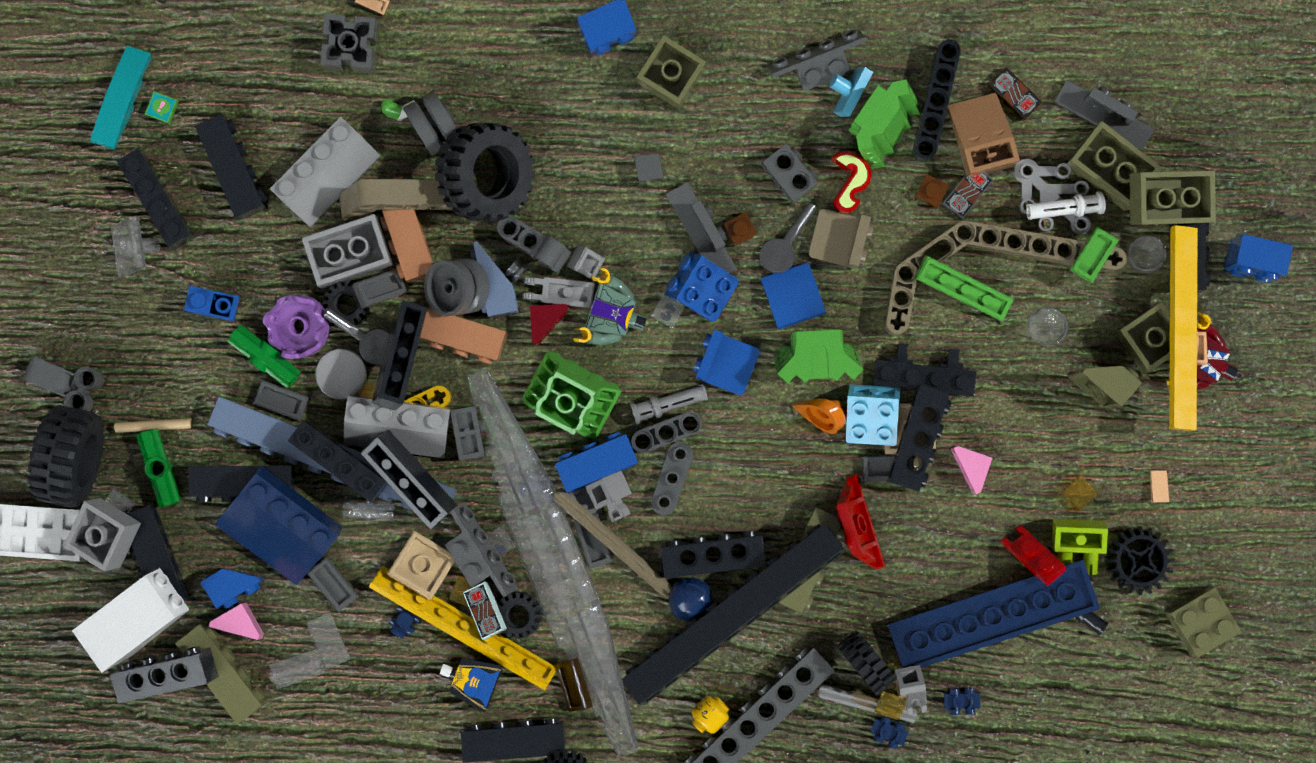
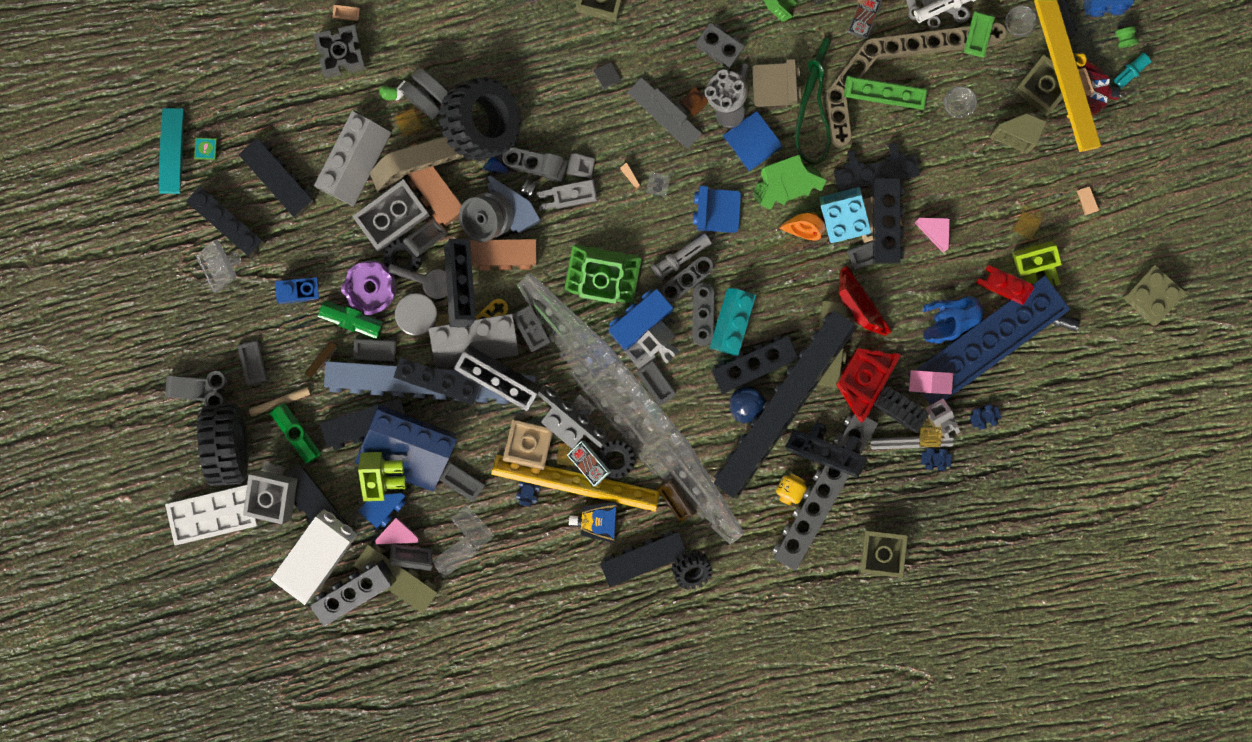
camera: 15 degrees left, 0 degrees up
(136, 370) = (252, 362): none -> dark grey tile
(216, 391) = (321, 360): none -> dark brown tile
(230, 549) = (373, 477): none -> lime brick
(244, 654) = (410, 557): none -> dark grey tile
(368, 511) = (472, 415): clear pin -> none
(403, 150) = (408, 122): none -> clear yellow tile
(487, 232) = (495, 166): none -> clear blue slope
(544, 320) = (563, 220): dark red slope -> none
(611, 312) = (613, 198): torso -> none
(612, 542) = (671, 378): dark tan axle -> none
(636, 283) = (628, 173): none -> light nougat piece
(701, 286) = (678, 156): blue bracket -> none
(703, 498) = (732, 321): none -> teal brick
(751, 674) = (813, 447): none -> black hinge
(780, 229) = (726, 91): none -> light grey tile
(835, 614) = (865, 379): none -> red wing
(855, 184) = (775, 36): red animal -> none
(891, 238) = (814, 66): none -> dark green piece
(911, 641) = (931, 382): none -> bright pink slope
(931, 191) = (836, 24): reddish brown plate -> none
(960, 575) = (953, 318): none -> blue hair
(1145, 551) = (1081, 261): black gear -> none
(1258, 351) = (1132, 70): none -> teal axle
(1264, 311) = (1127, 37): none -> bright green wheel

